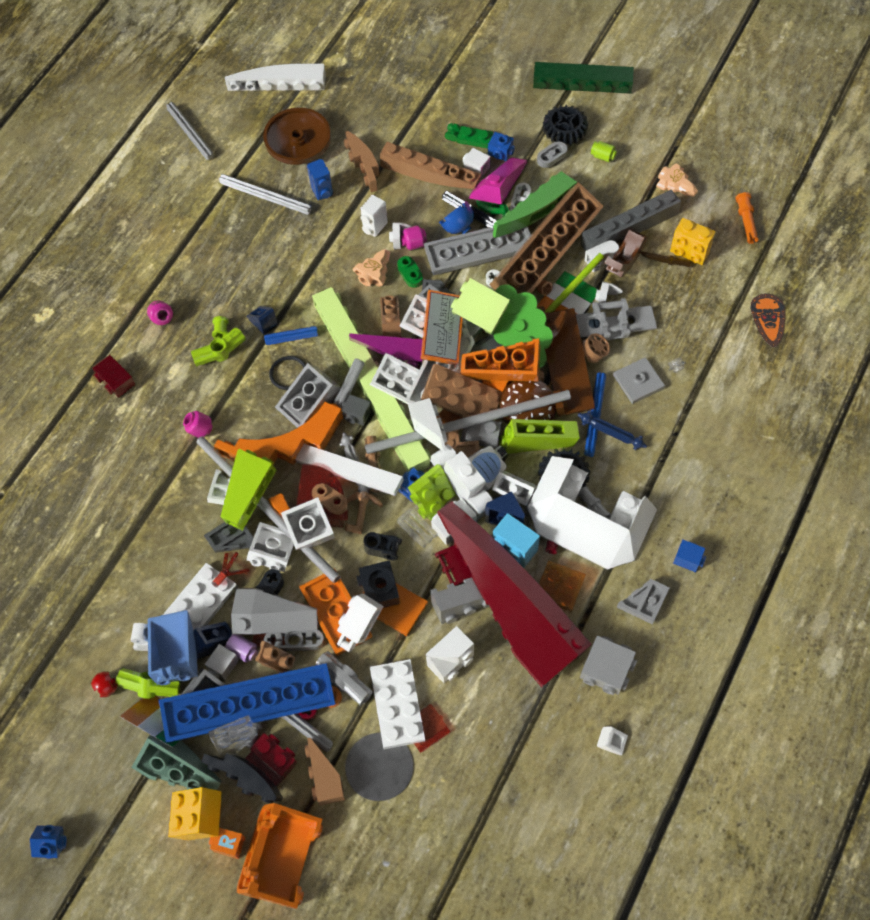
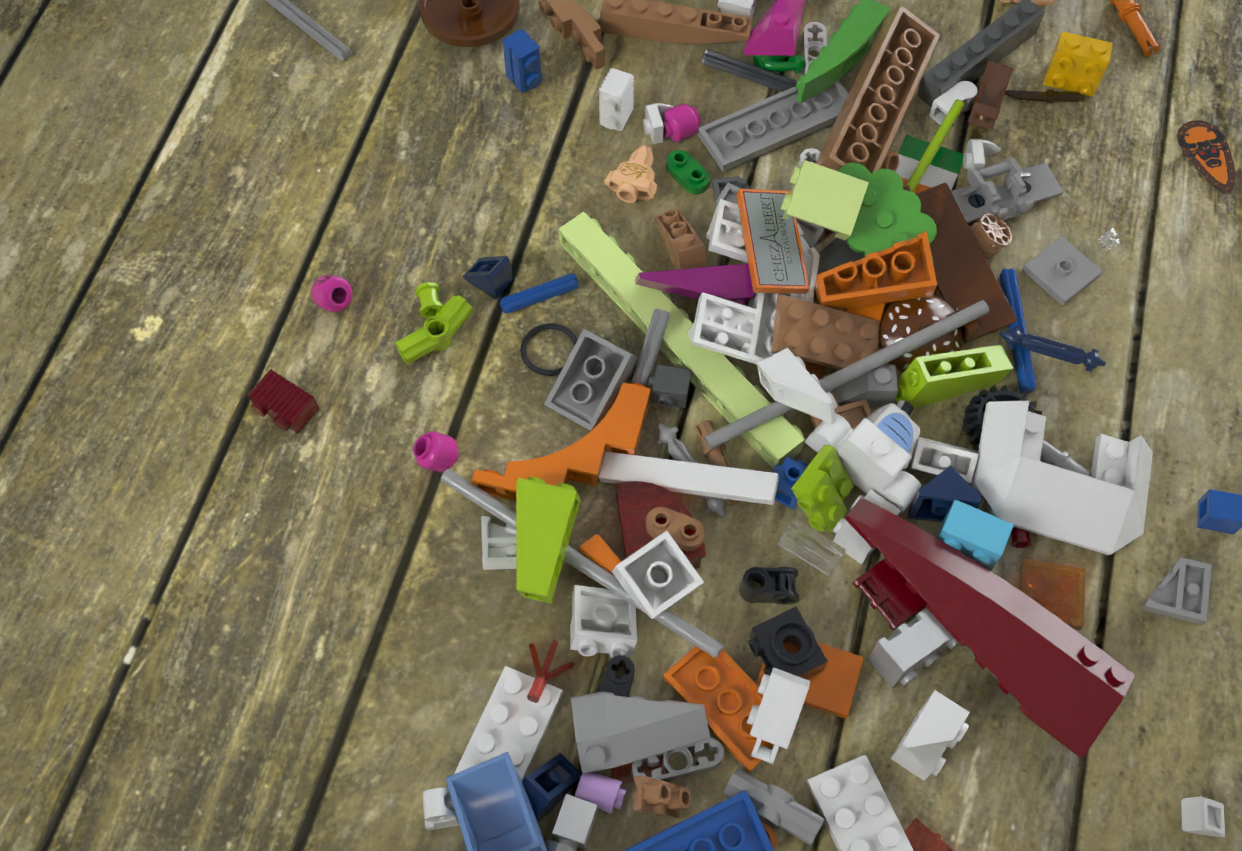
camera: 15 degrees left, 0 degrees up
(228, 538) = (531, 619): dark grey wing -> none
(265, 194) = (443, 95): axle -> none
(363, 498) = (722, 519): medium nougat piece -> none
(458, 220) = (739, 86): blue cylinder -> none
(608, 665) = (1166, 702): light grey brick -> none

